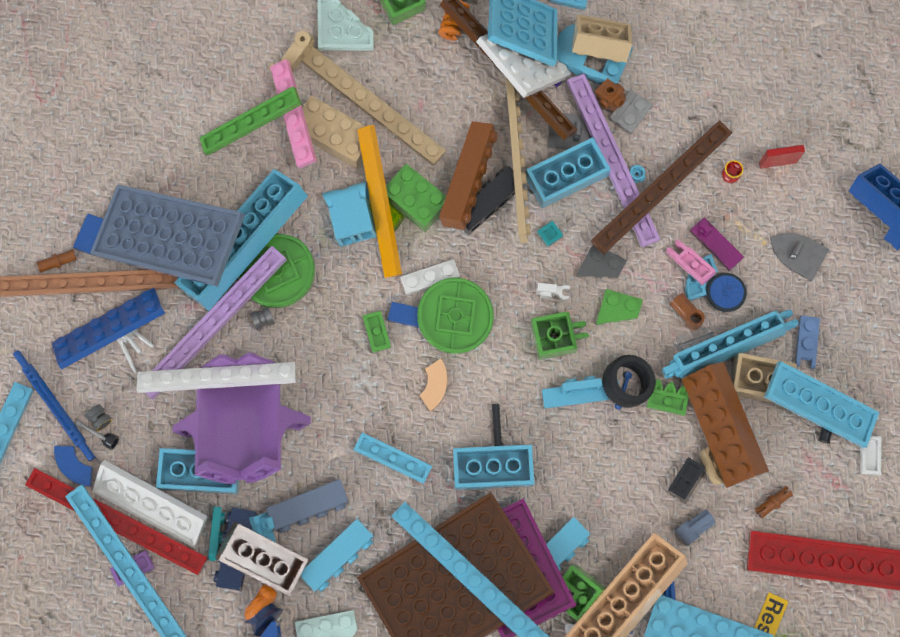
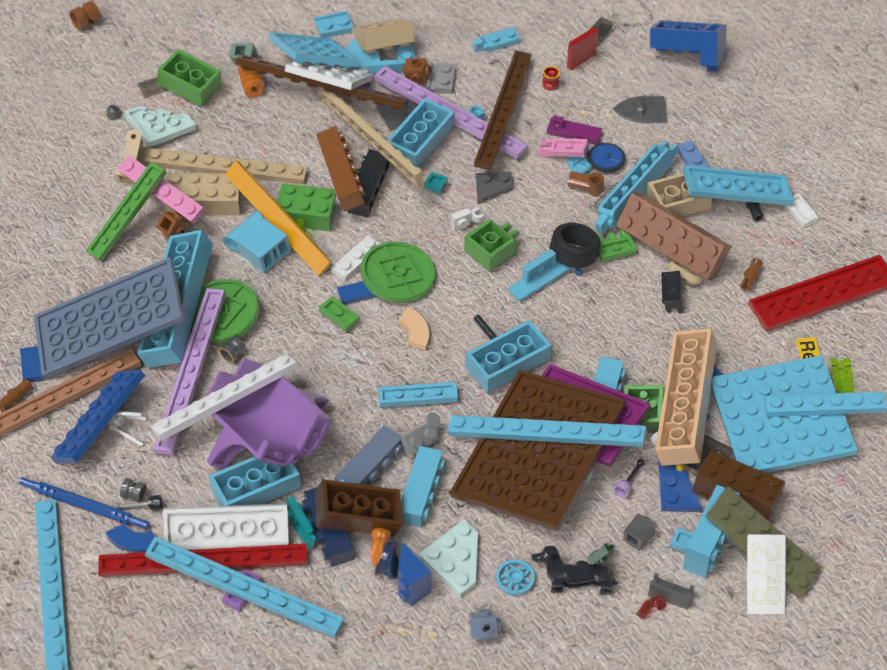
camera: 30 degrees left, 25 degrees down
(283, 154) = (172, 224): none -> dark orange brick
(367, 506) = (422, 435): none -> light grey hinge
(618, 307) = (528, 207): bright green wing -> none
(691, 530) = (704, 317): sand blue piece -> none
(712, 95) = (496, 40): none -> medium azure hinge
(817, 137) = (604, 28): none -> clear smoke tile

